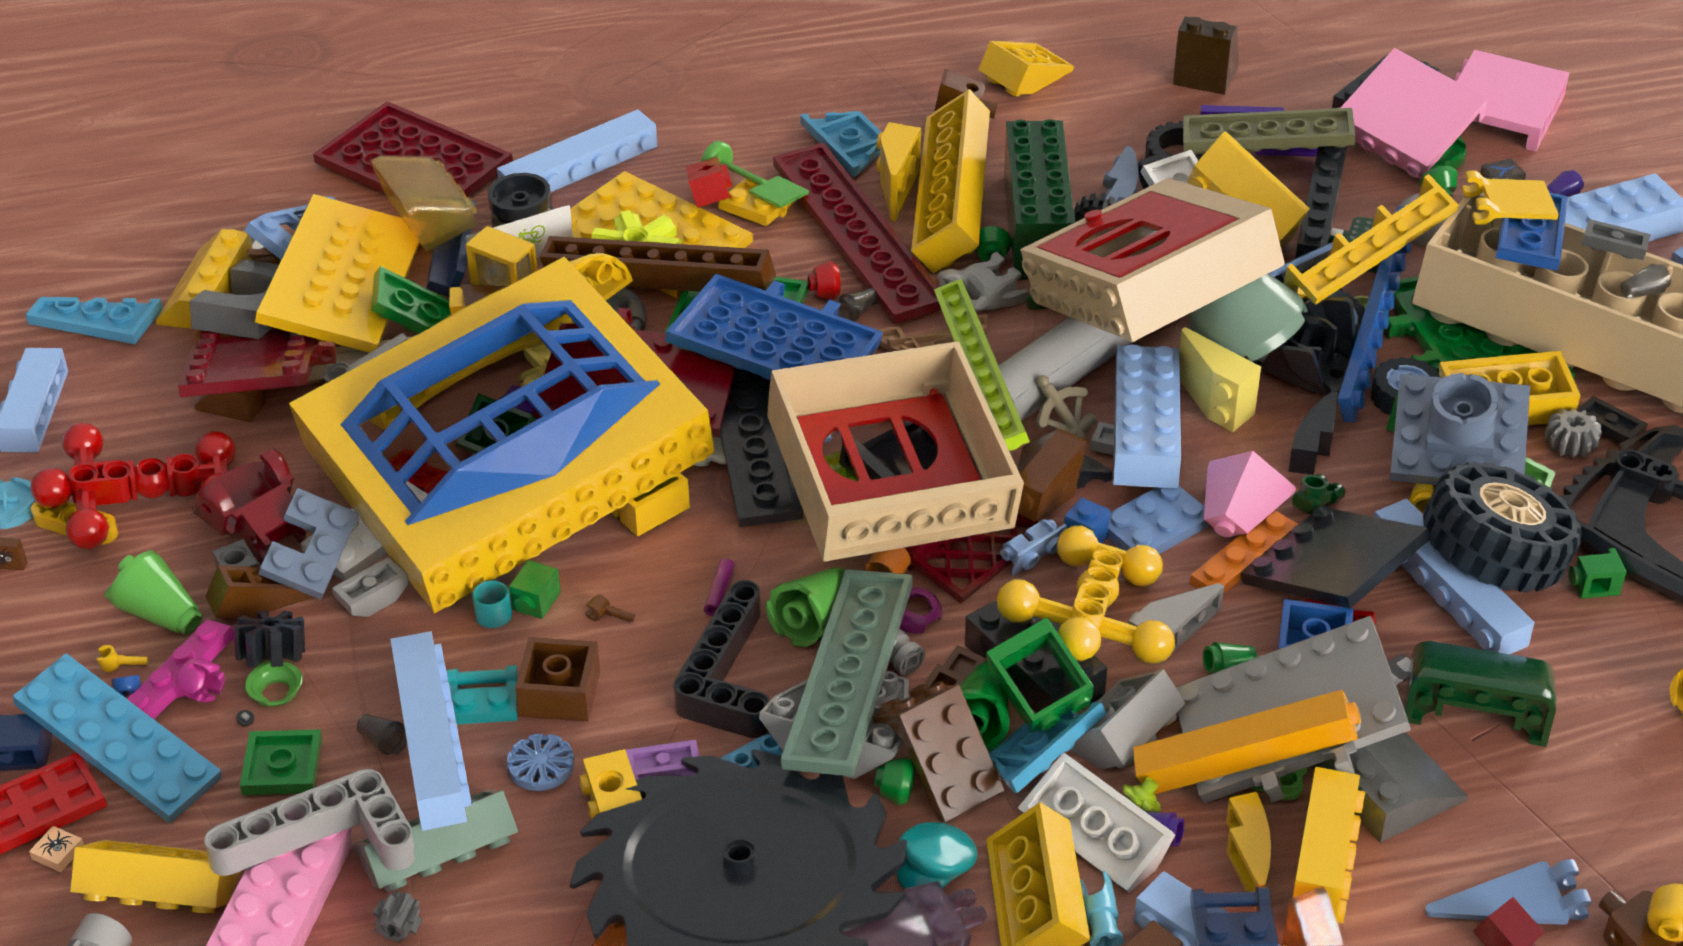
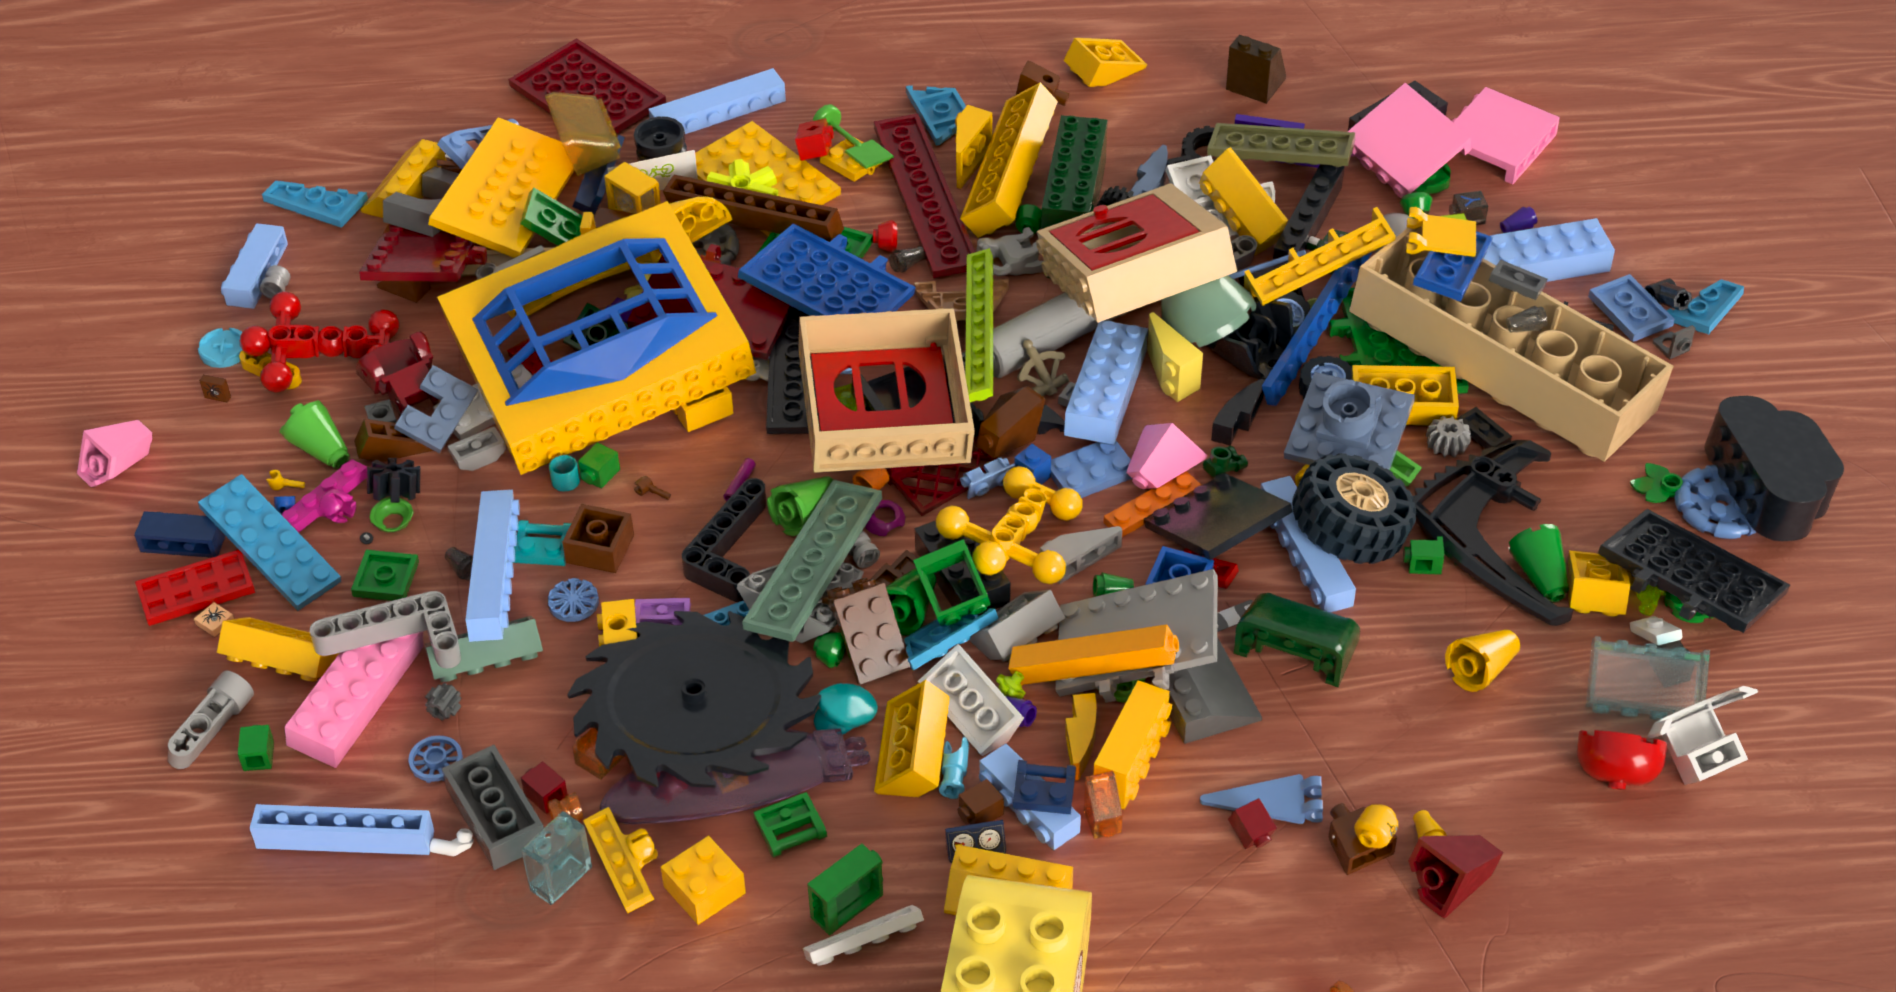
camera: 10 degrees right, 5 degrees up
(61, 415) = (275, 281): none -> light grey wheel

